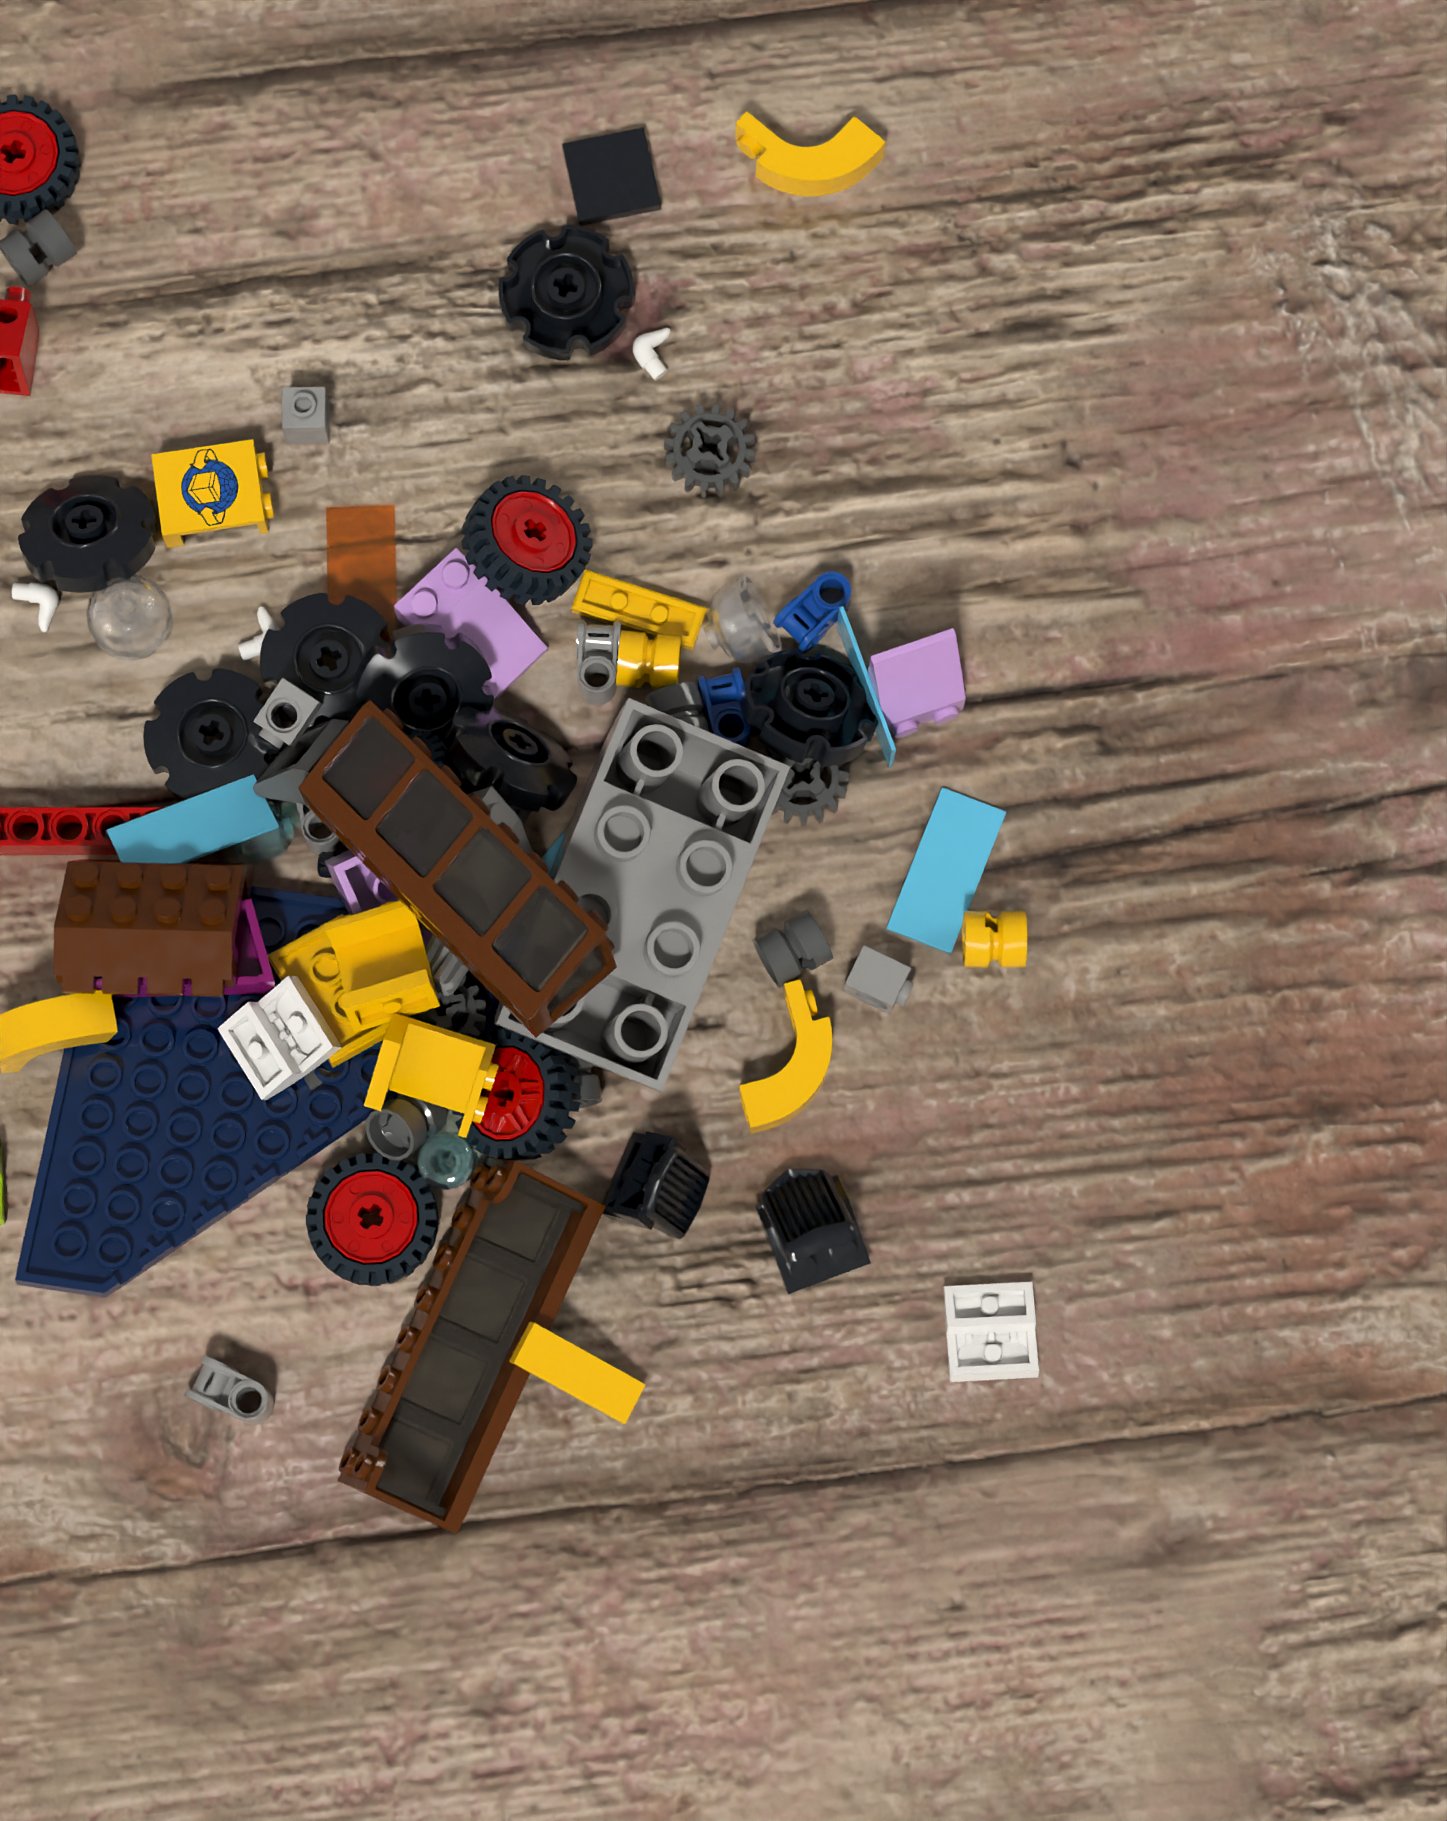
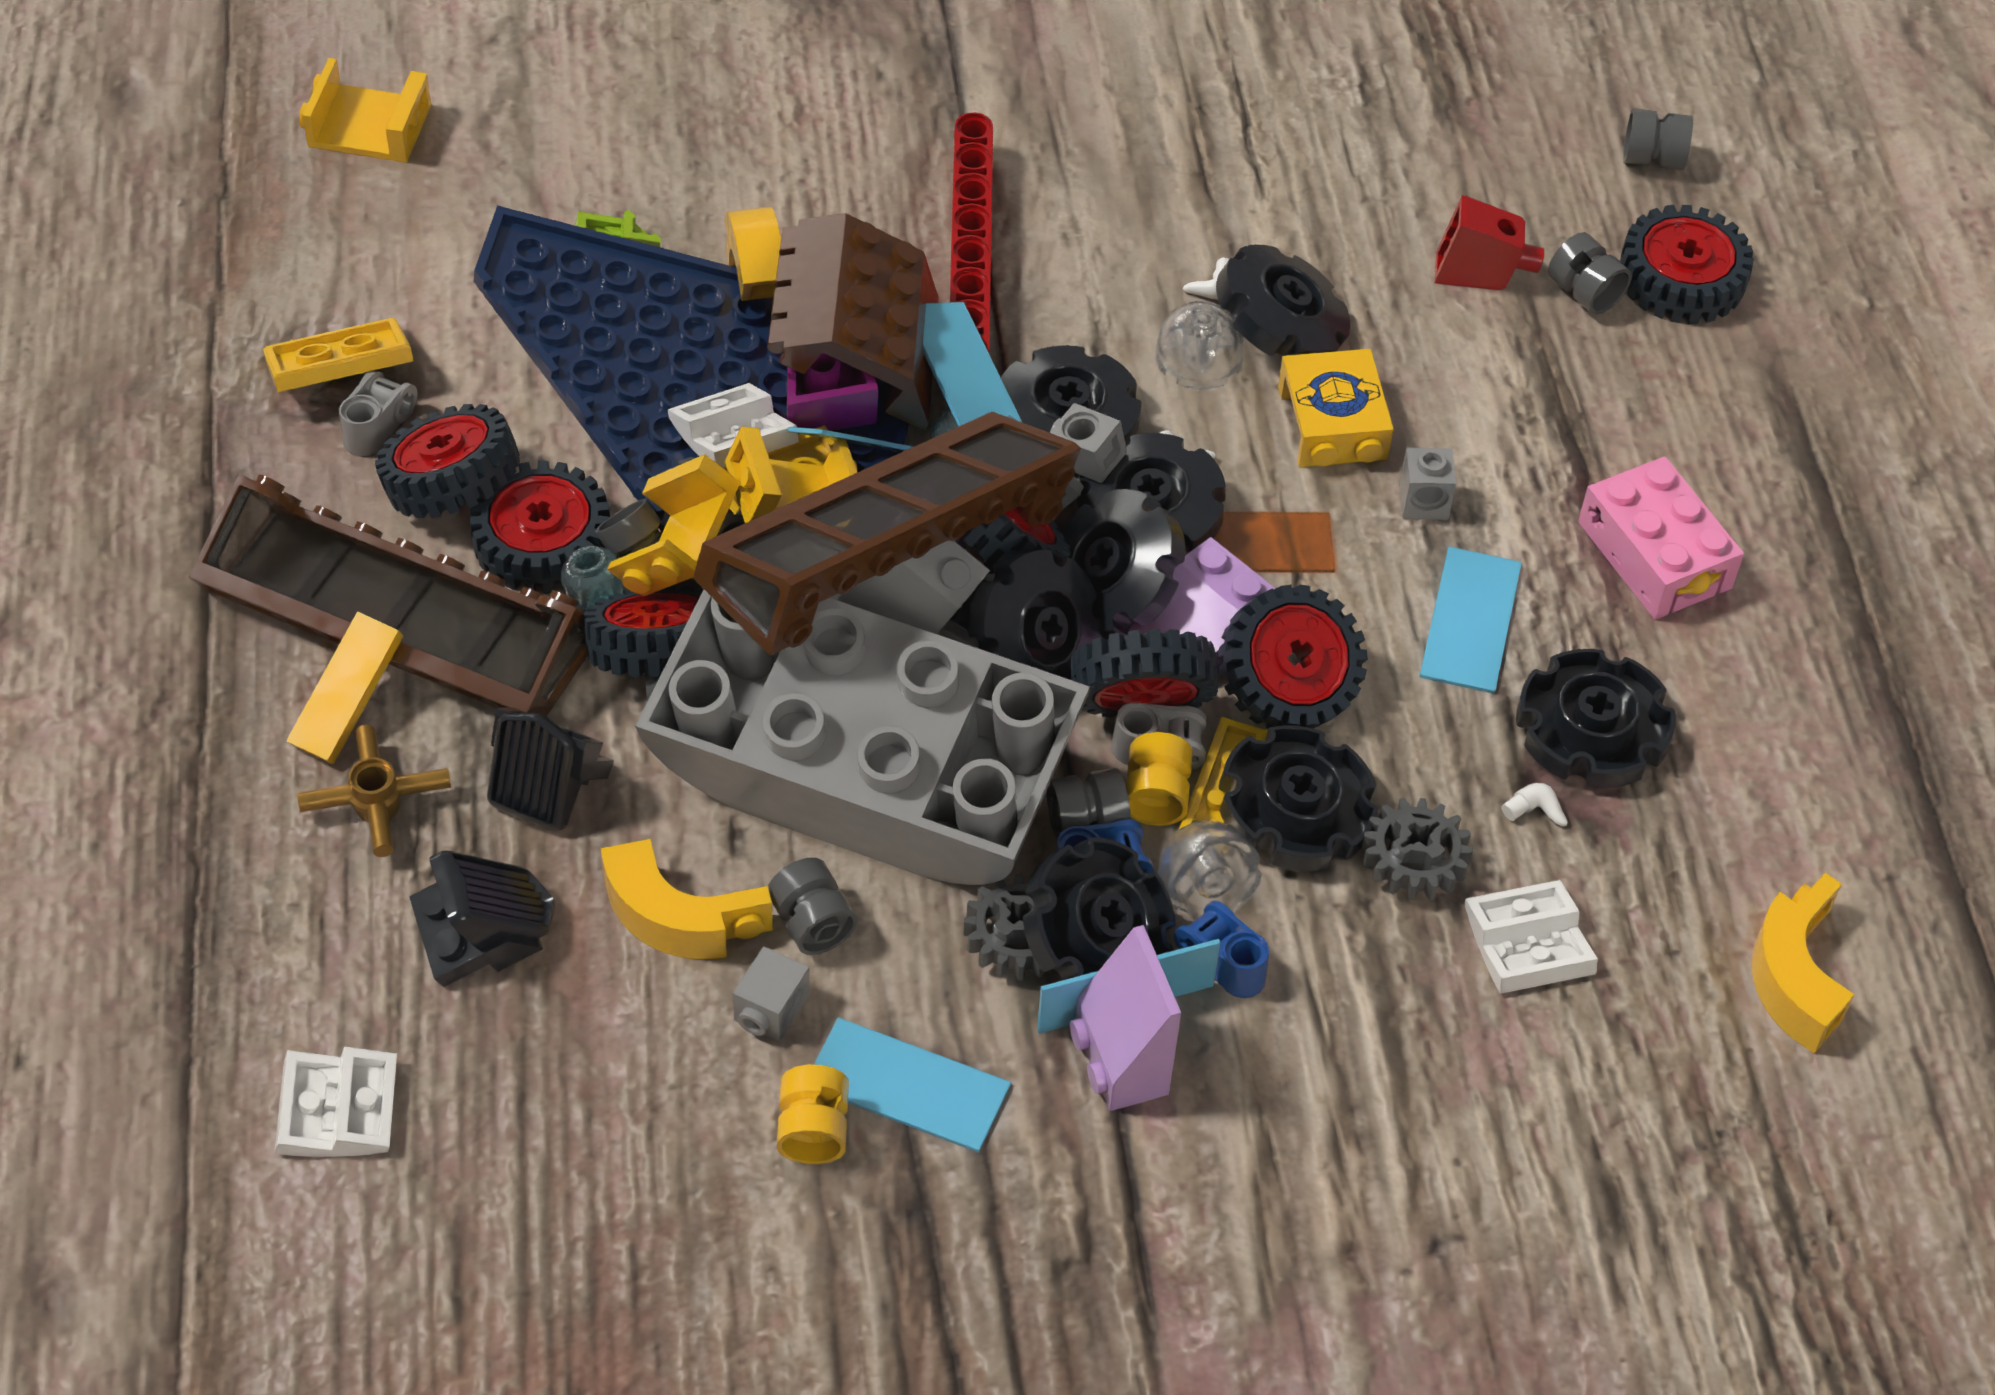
camera: 90 degrees right, 25 degrees down
(163, 1436) = (337, 354): none -> yellow tile
(279, 1313) = (447, 461): none -> black wheel
(301, 902) = (851, 439): none -> medium azure piece
(365, 217) = (1660, 537): none -> bright pink piece
(446, 391) = (1470, 620): none -> medium azure piece
(562, 664) = (1146, 669): none -> black wheel
(611, 176) = (1745, 771): black tile -> none
(669, 574) = (1298, 797): none -> black piece
(675, 1317) = (377, 805): none -> pearl gold bar
(786, 366) = (1530, 936): none -> white slope

